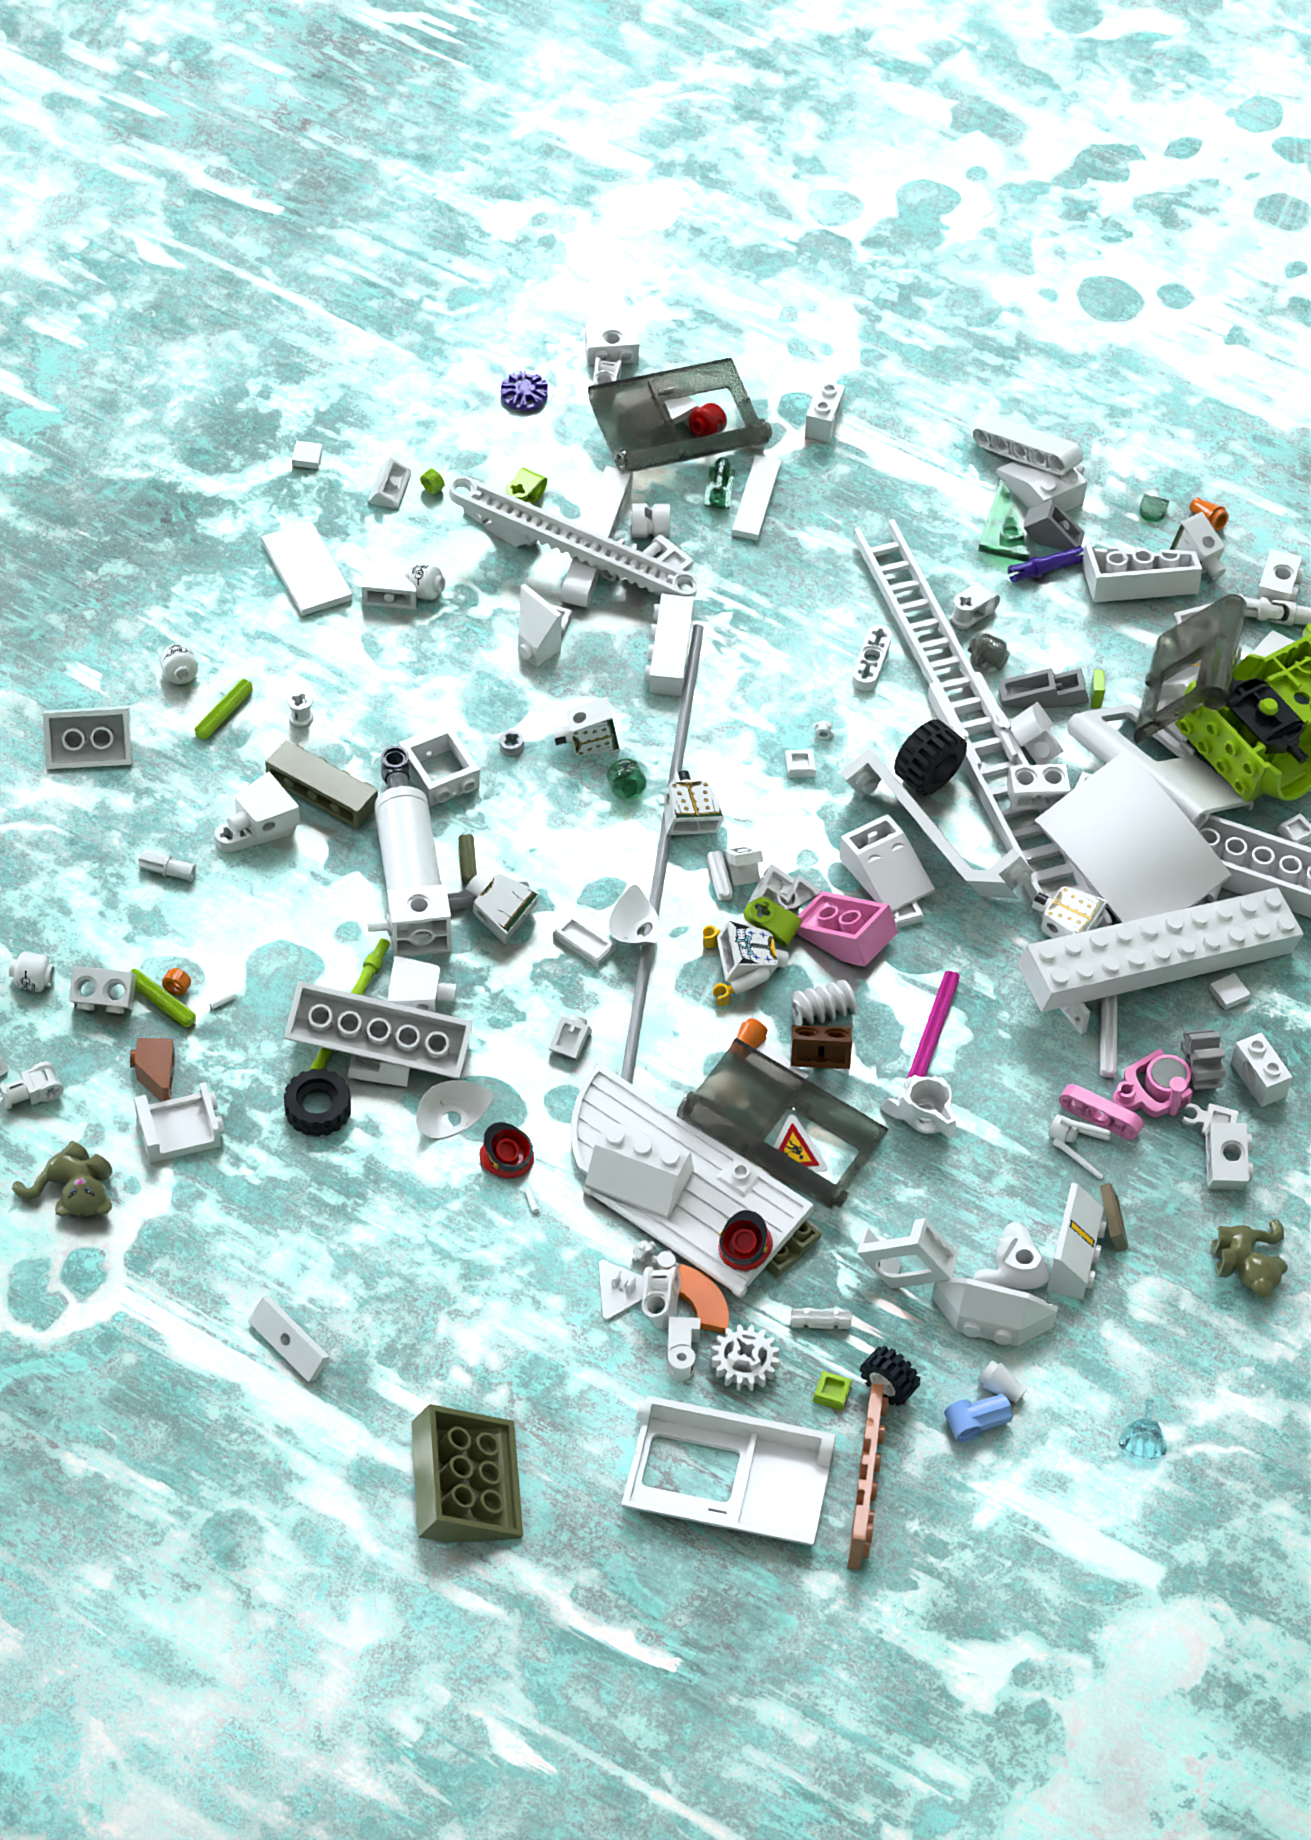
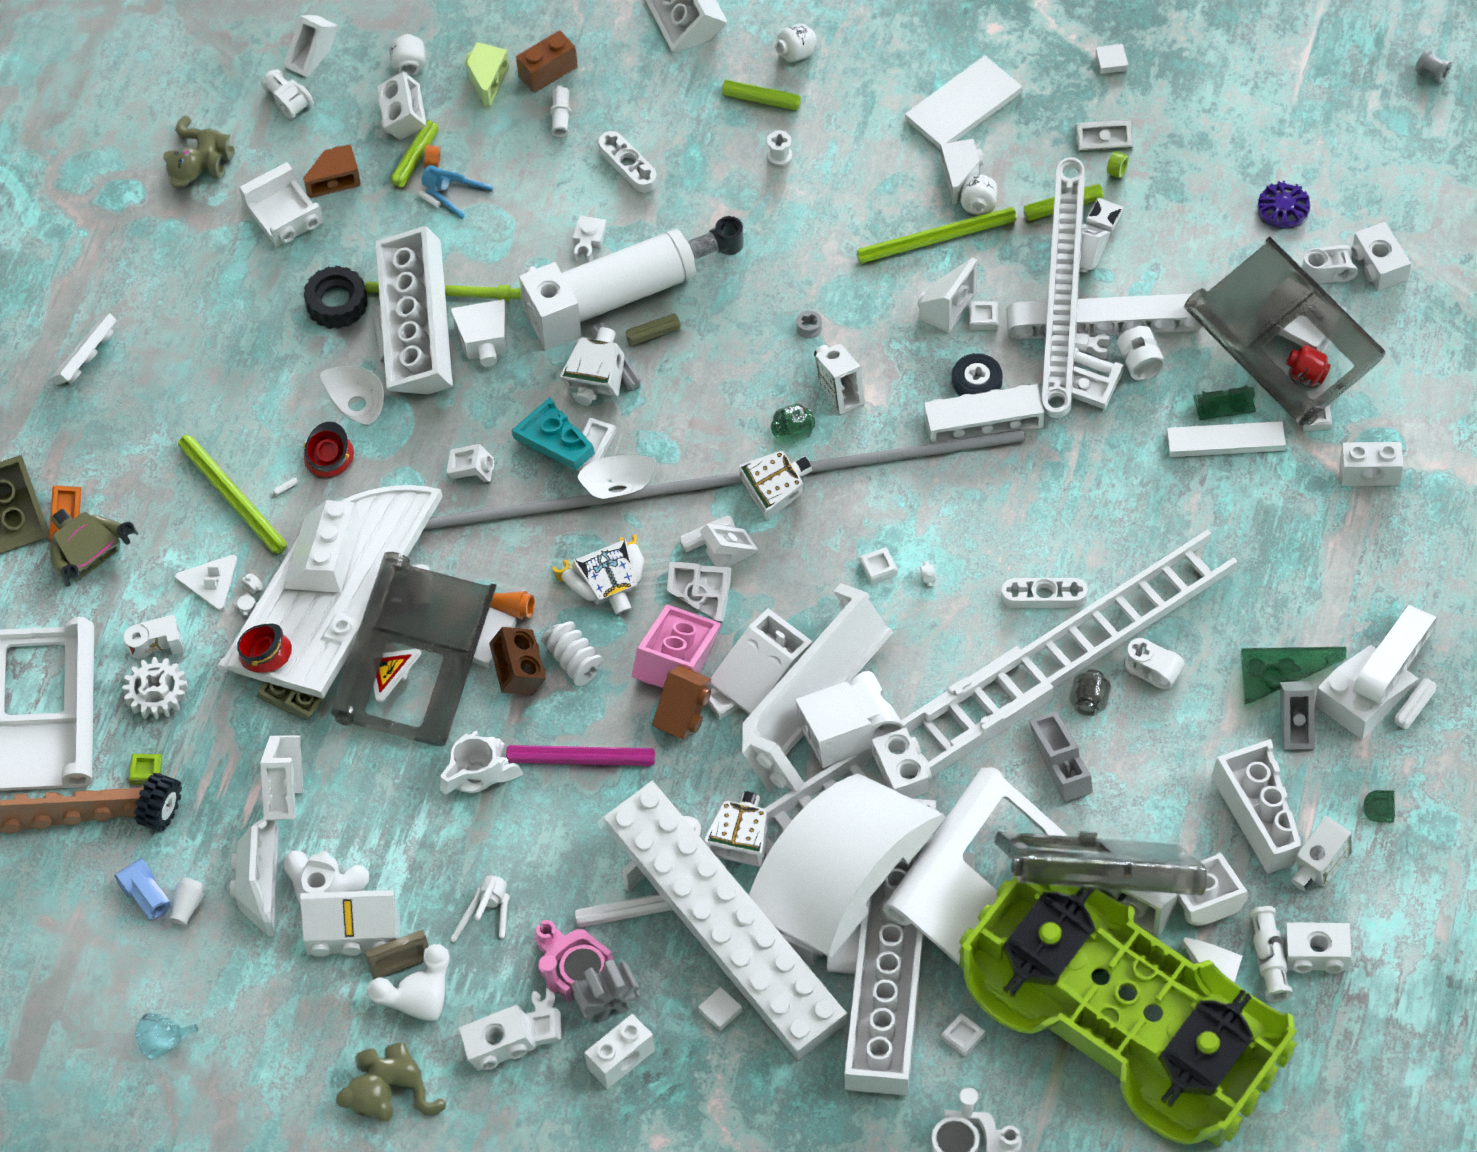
camera: 80 degrees right, 5 degrees up
(90, 911) = (486, 70): none -> yellowish green slope
(103, 858) = (546, 61): none -> dark orange brick
(207, 982) = (439, 179): none -> dark azure plant
(264, 808) = (639, 153): white torso -> none
(322, 784) = (691, 187): brick -> none
(331, 881) = (588, 234): none -> white plate
(424, 254) = (1433, 66): none -> light grey bush
(434, 743) = (769, 253): white window -> none
(451, 637) = (936, 235): none -> lime axle
(454, 532) = (1046, 206): none -> lime axle
(497, 1398) = (64, 498): none -> orange plate
(524, 929) = (584, 396): none -> white piece
(525, 1245) = (232, 494): none -> lime axle
(527, 485) = (1140, 241): piece -> none
(549, 1381) = (85, 543): none -> olive torso
(565, 963) = (554, 436): none -> teal wing
(627, 650) = (967, 368): none -> black bush
(661, 1289) = (196, 605): white piece -> none
(704, 1298) = (214, 645): orange tile -> none
(775, 919) = (654, 584): lime piece -> none
(820, 1318) = (218, 740): white axle -> none
(915, 928) = (682, 702): none -> dark orange brick
(930, 757) = (906, 662): black tyre -> none
(978, 812) = (846, 718): none -> white piece
(1033, 732) = (984, 746): white brick -> none
(1037, 566) = (1236, 711): dark purple pin -> none
(1097, 688) = (1080, 802): tile -> none
(1115, 1117) = (523, 919): bright pink beam -> none
(1159, 1208) = (419, 993): none -> white head
(1214, 513) = (1391, 861): orange cone -> none

